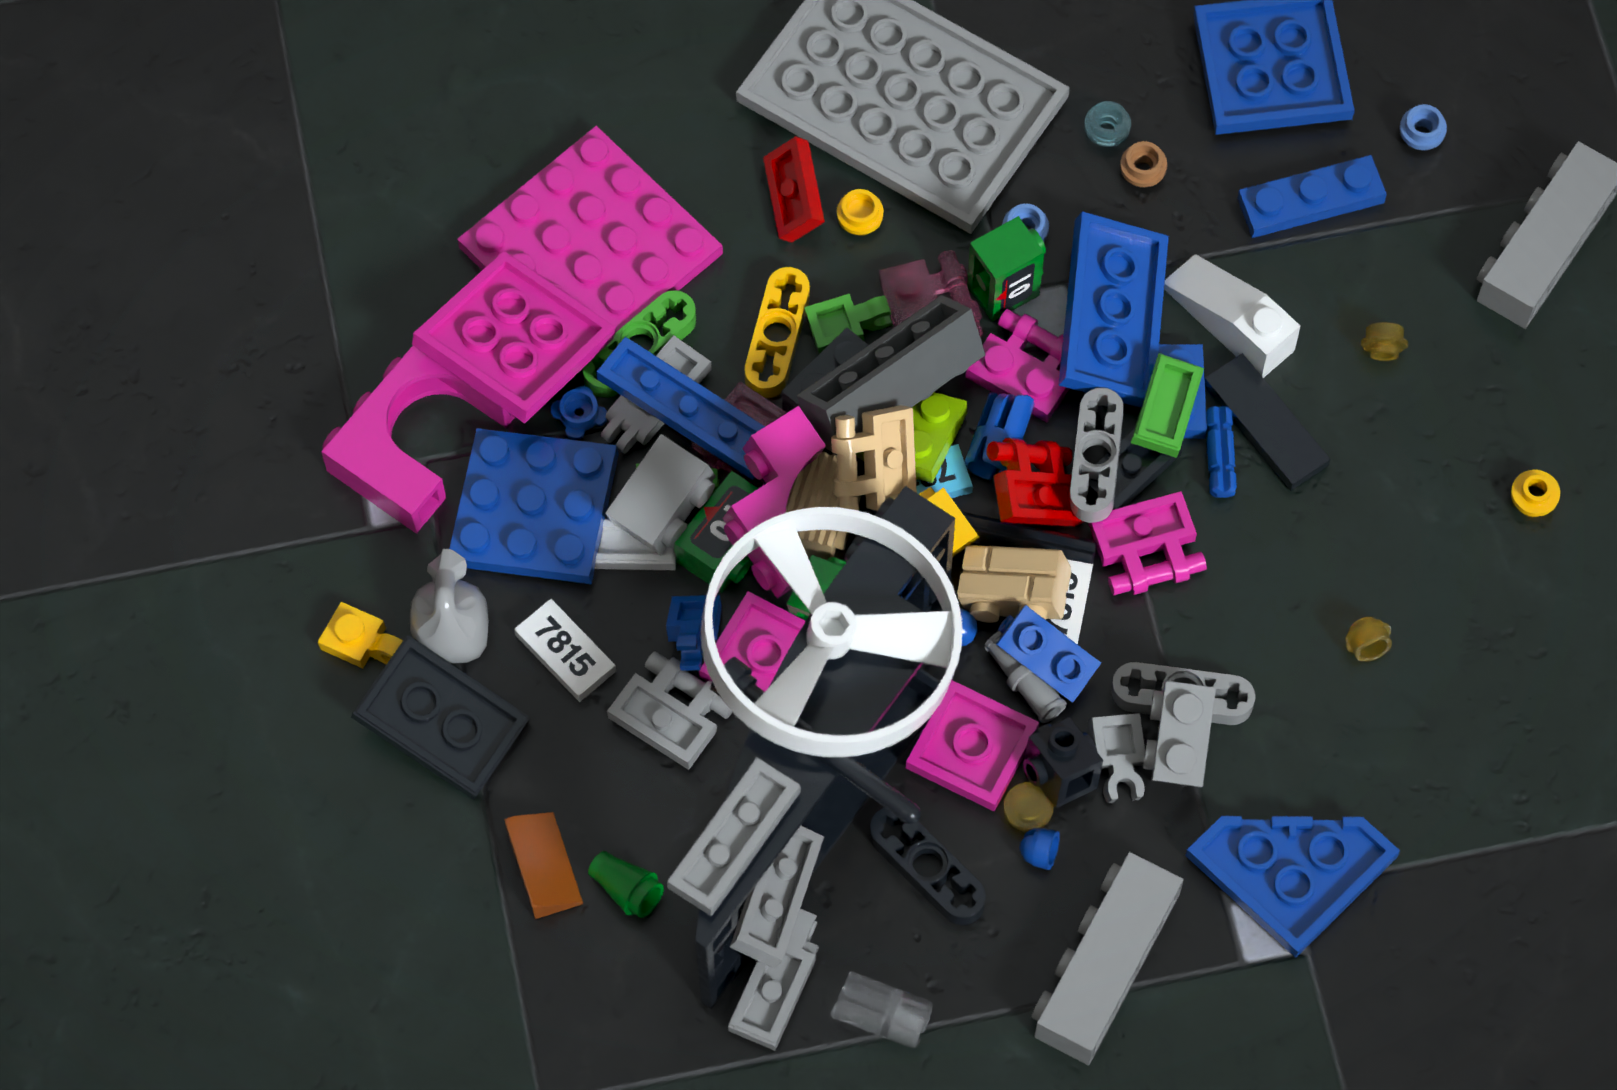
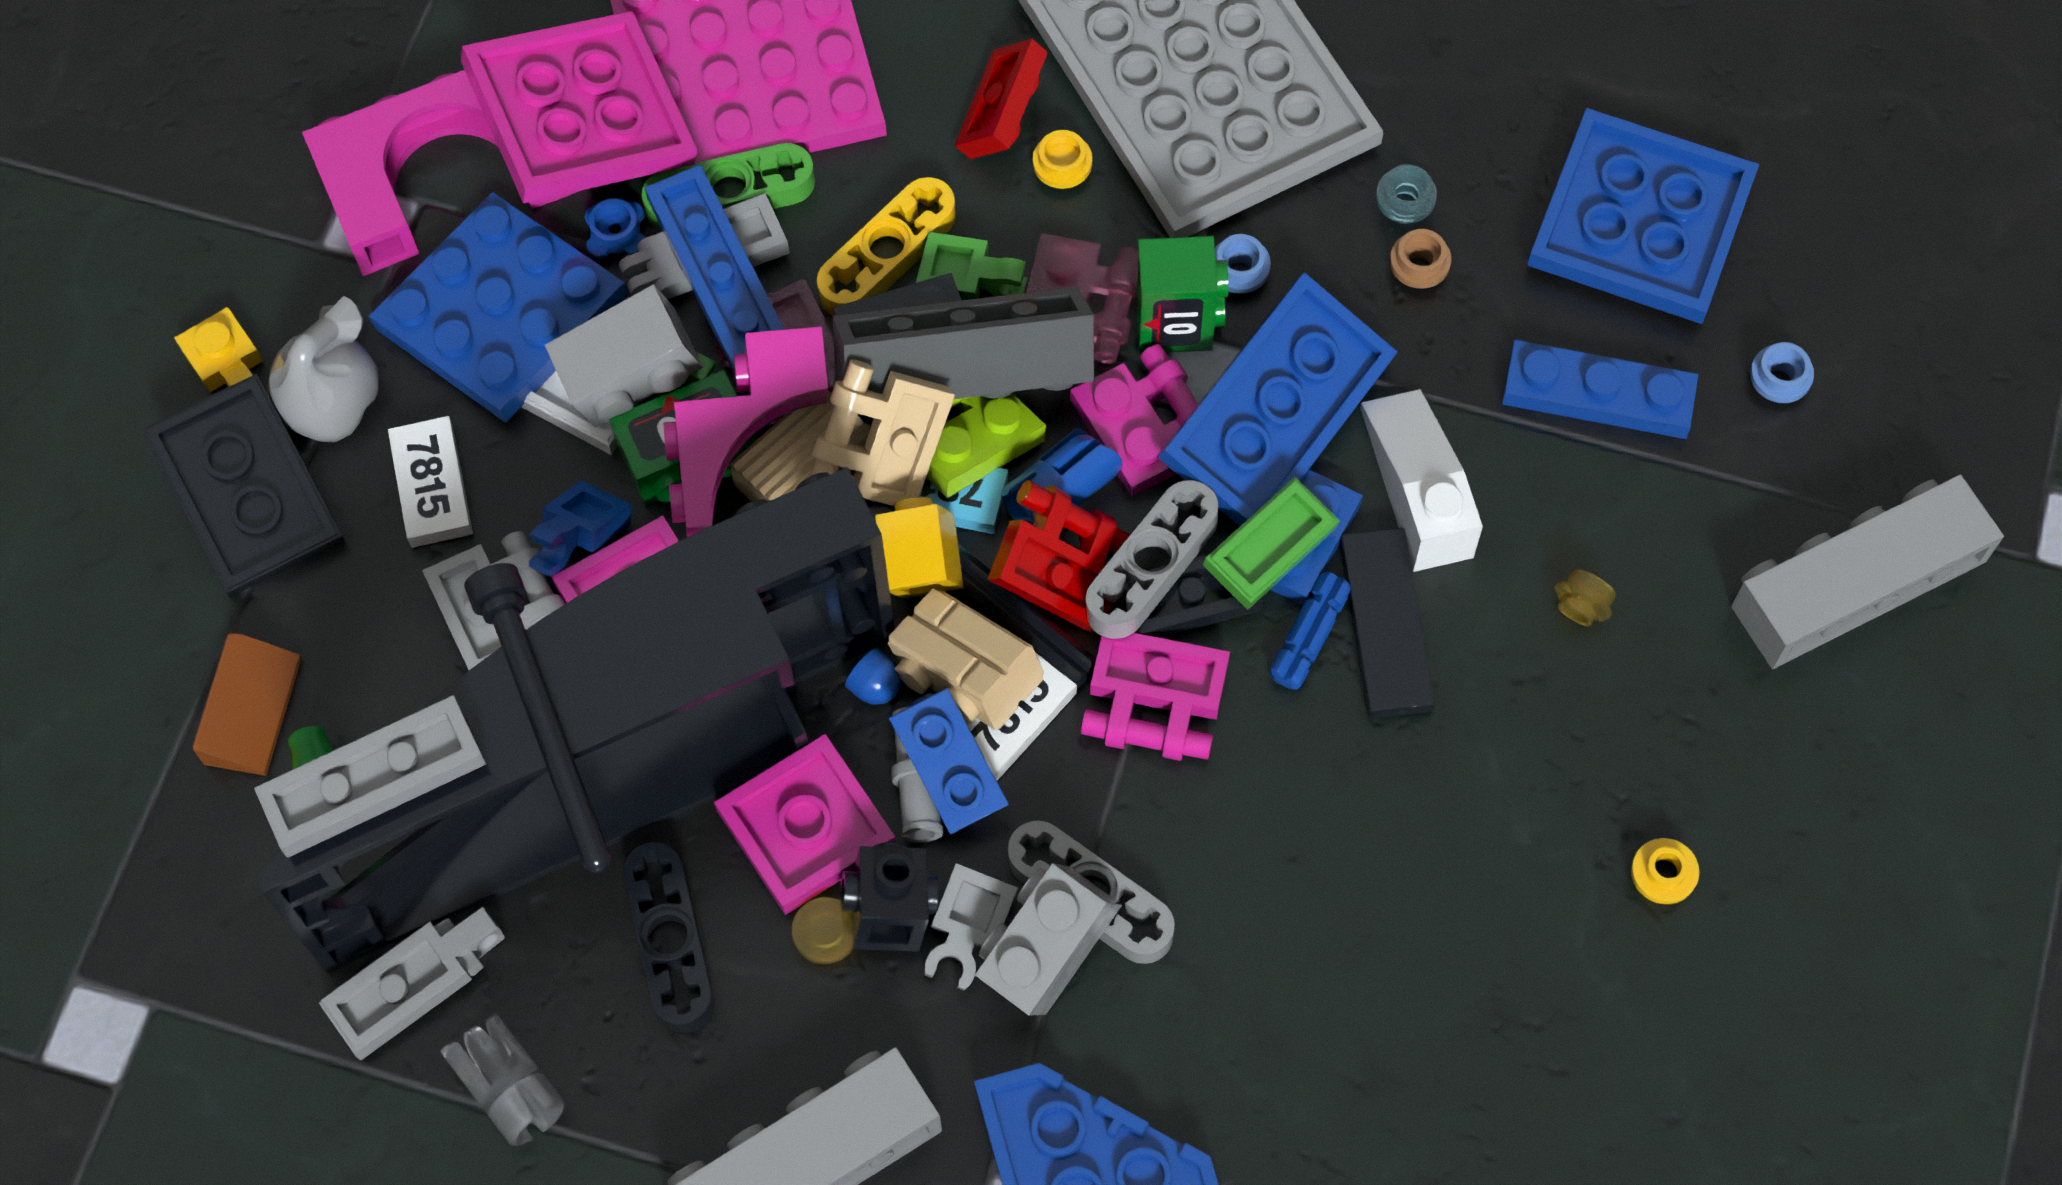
camera: 30 degrees right, 0 degrees up
(776, 900) = (462, 875): light grey plate -> none
(834, 629) = (637, 590): white piece -> none
(1040, 847) = (809, 987): blue hinge -> none
(1368, 639) = (1352, 942): clear yellow plate -> none

